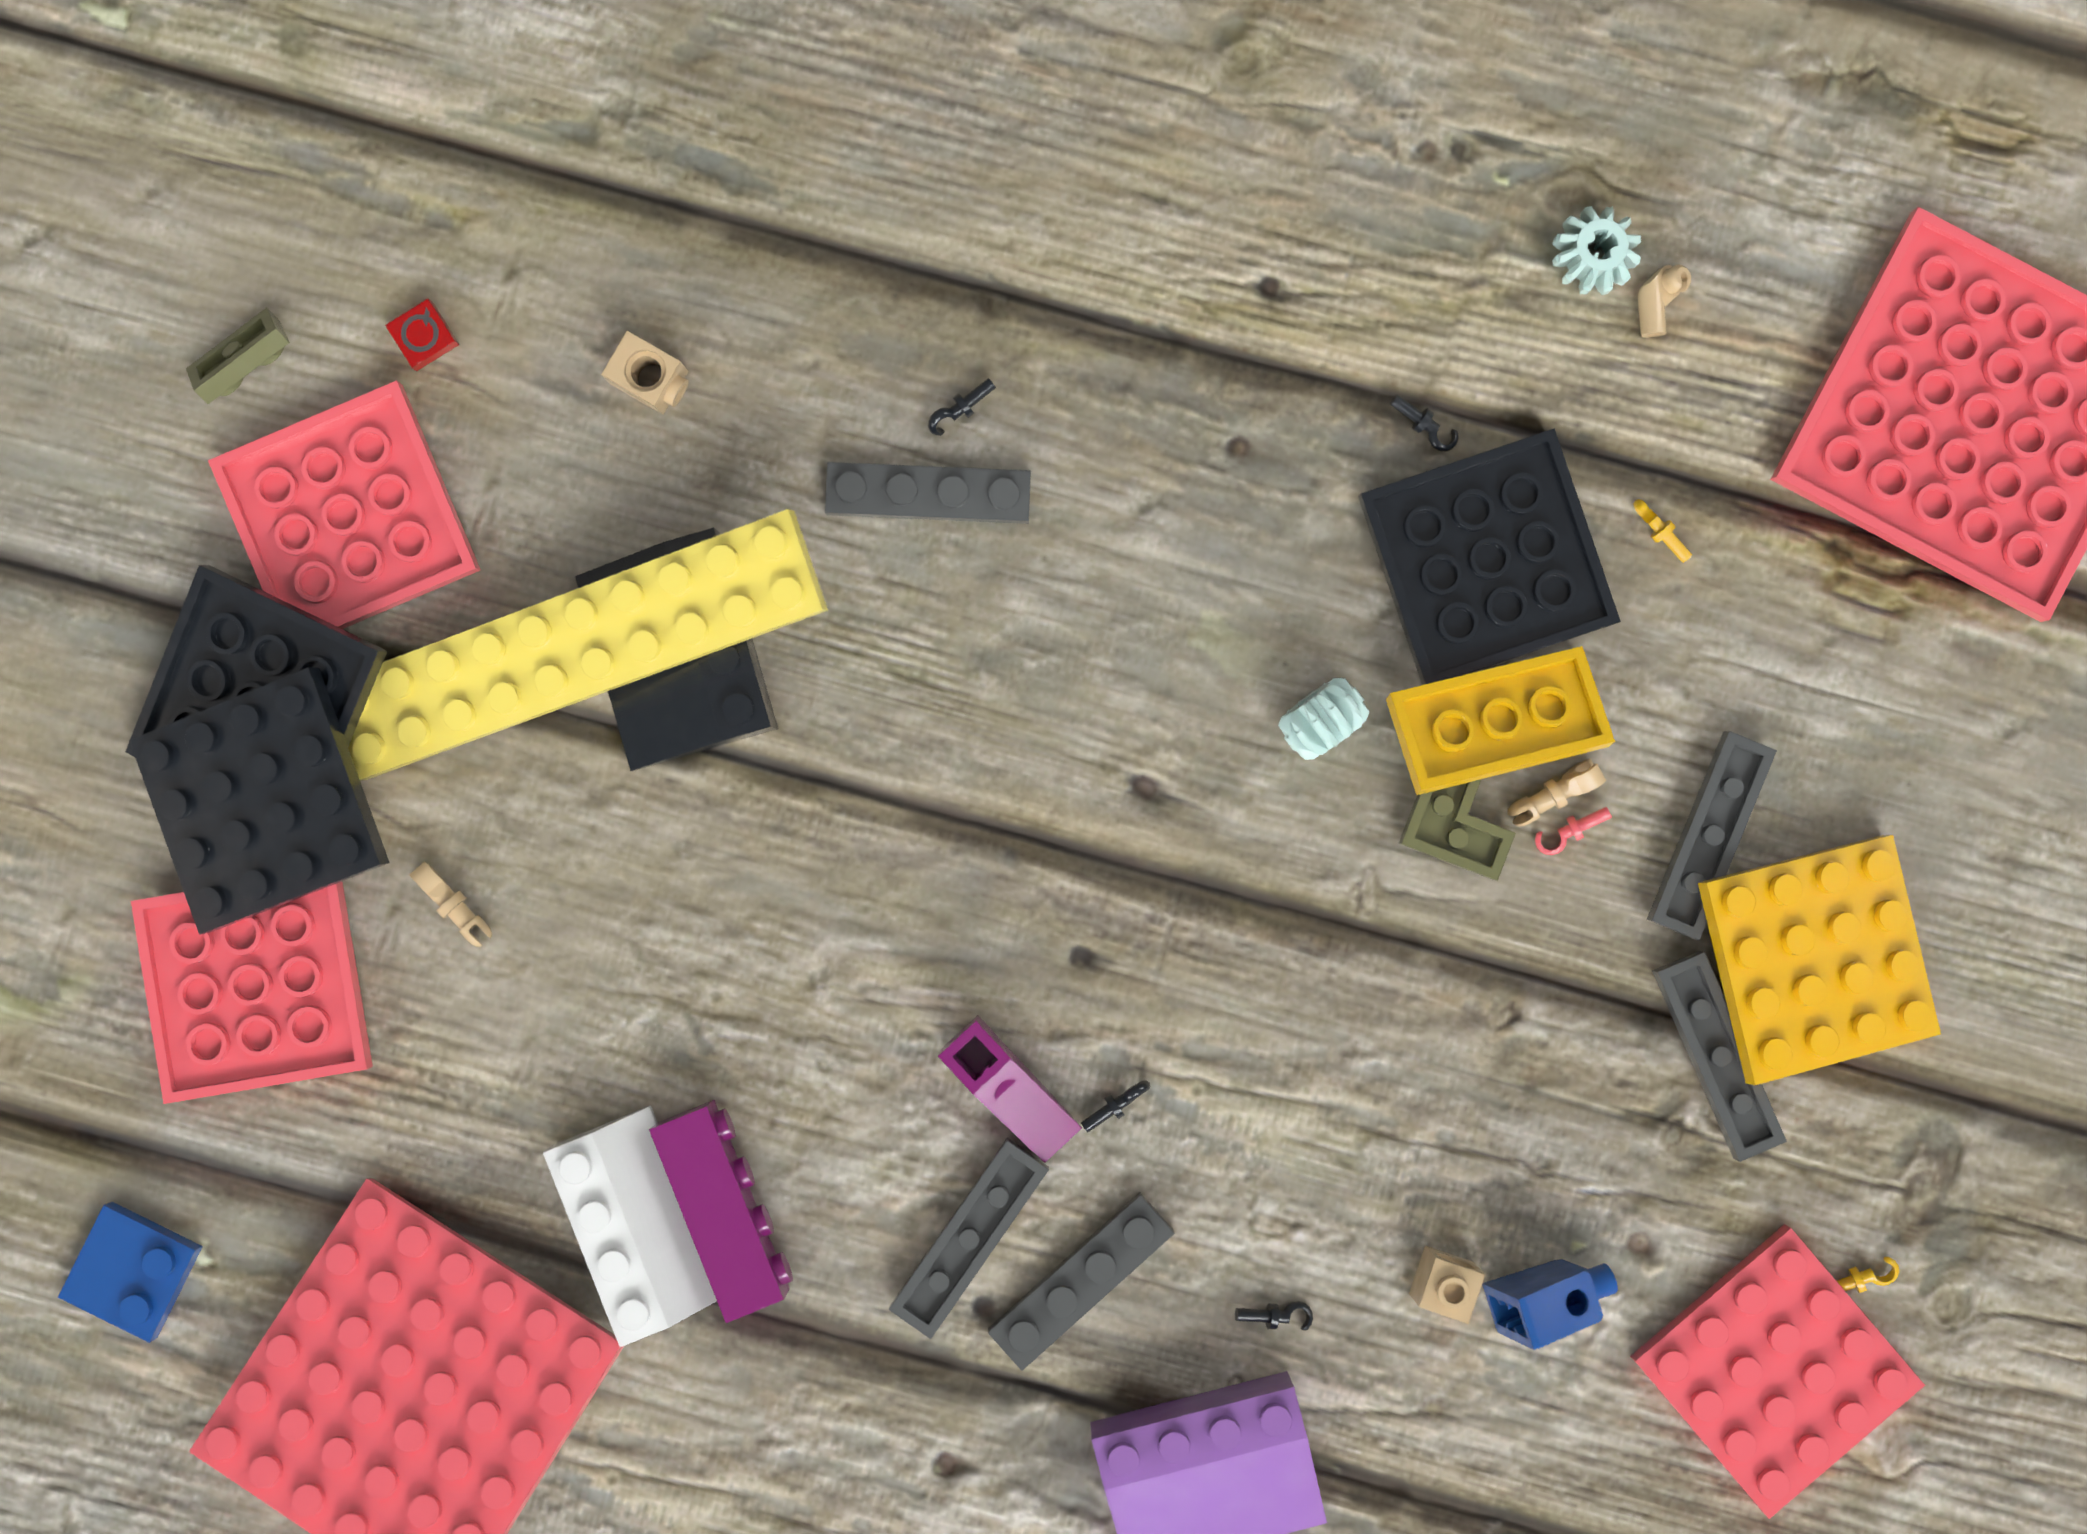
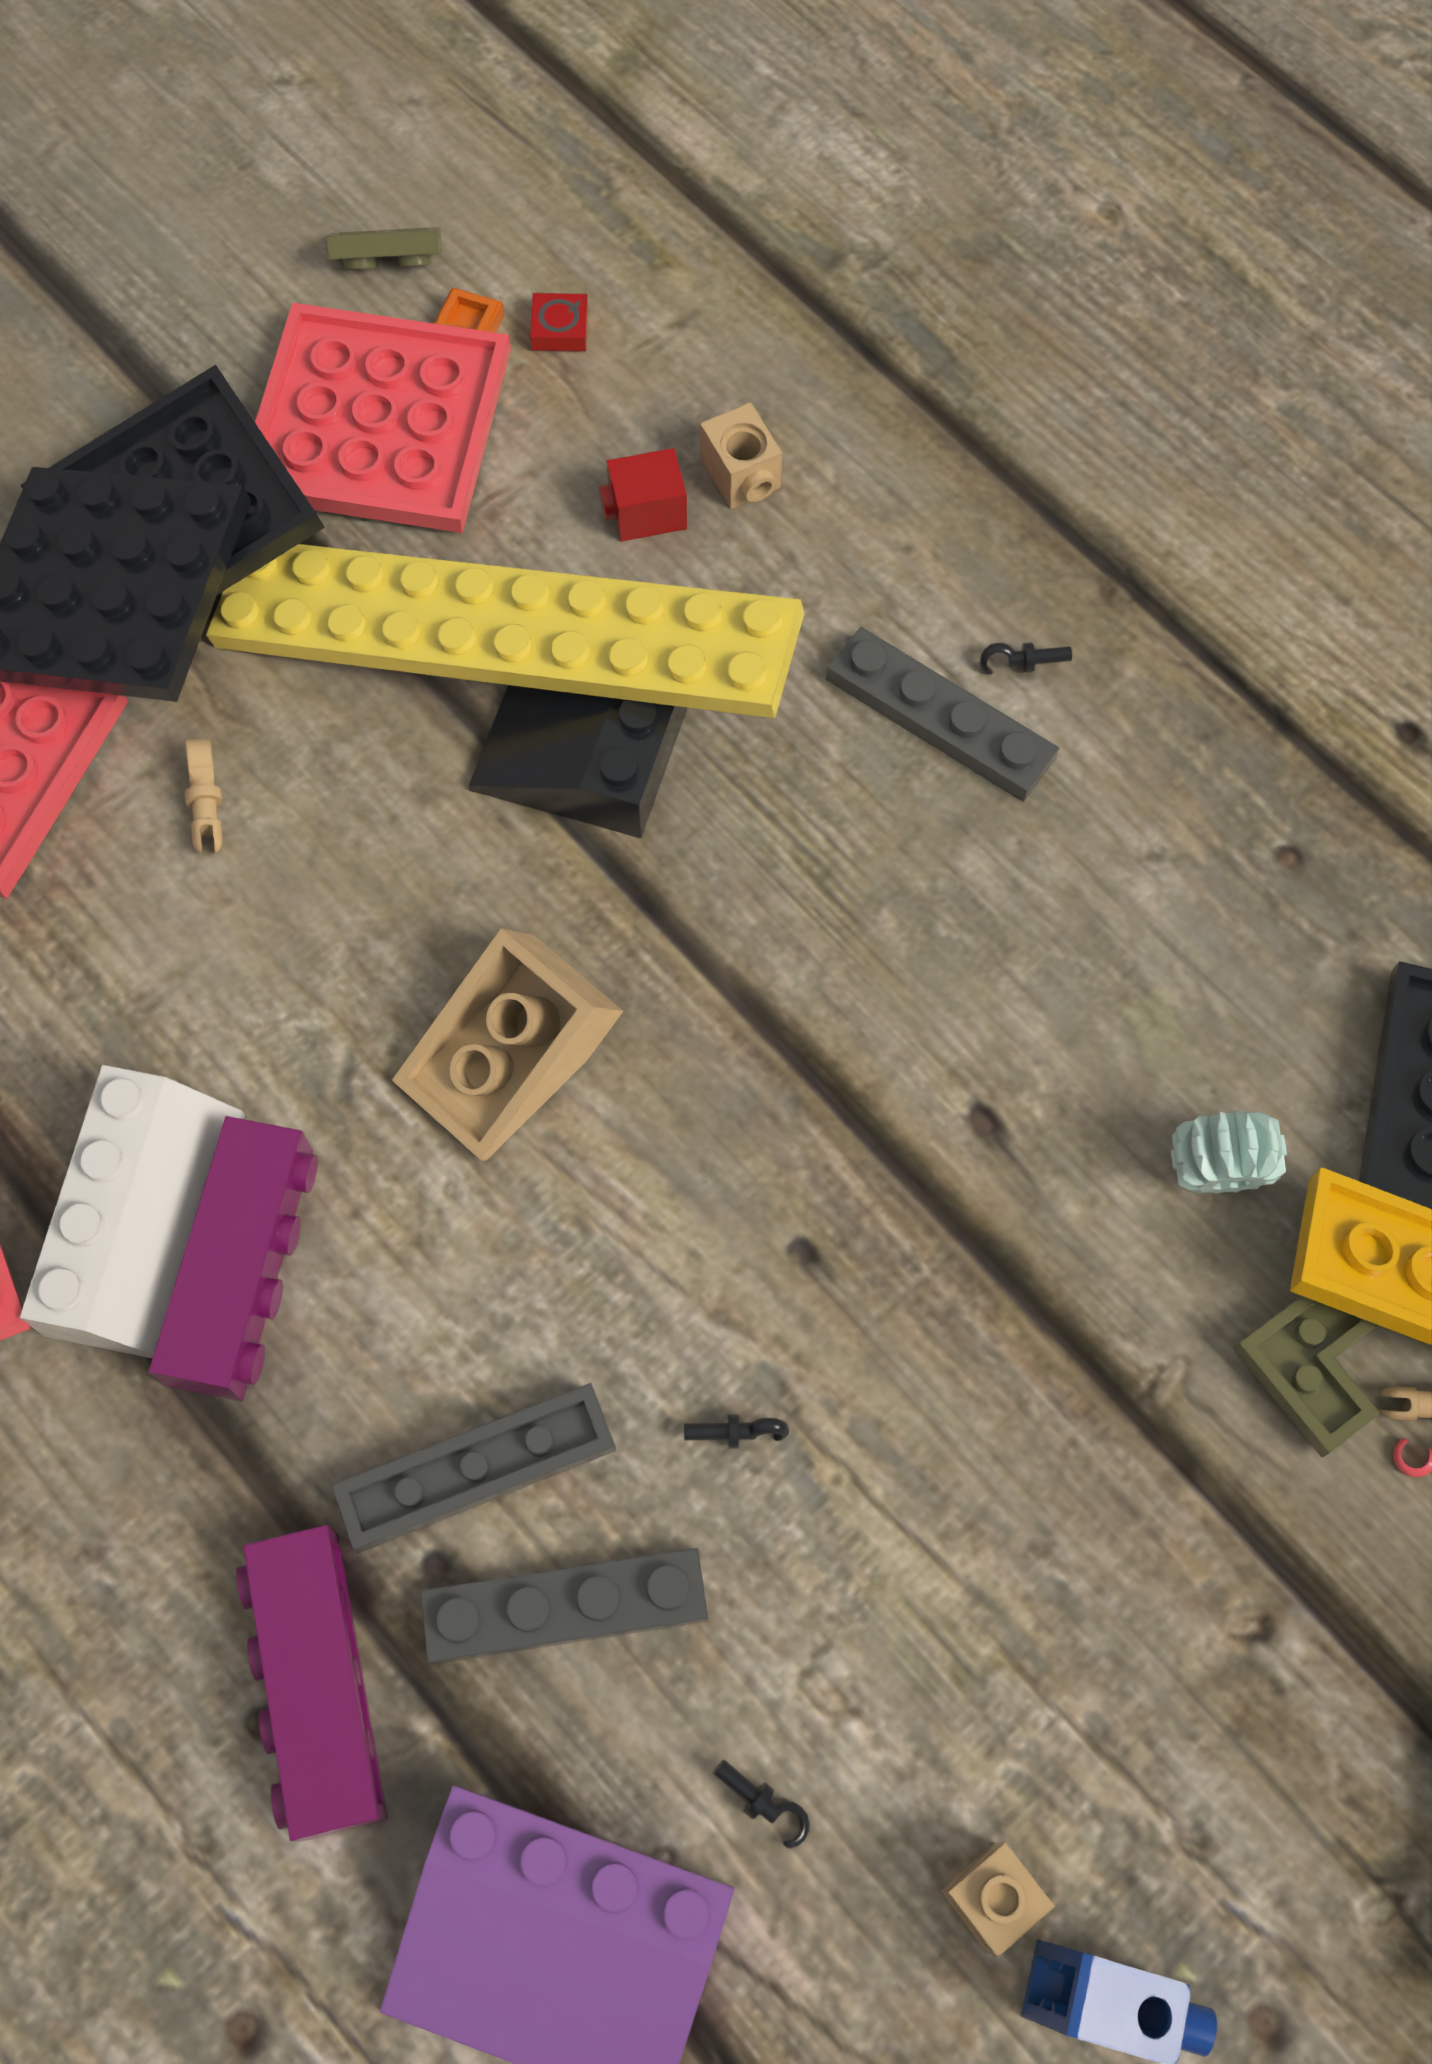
camera: 30 degrees right, 20 degrees down
(348, 375) = (470, 311): none -> orange tile
(596, 455) = (645, 495): none -> red brick
(793, 946) = (505, 1042): none -> tan slope
(962, 1430) = (312, 1684): none -> magenta brick
(1008, 1089) = (631, 1328): slope -> none

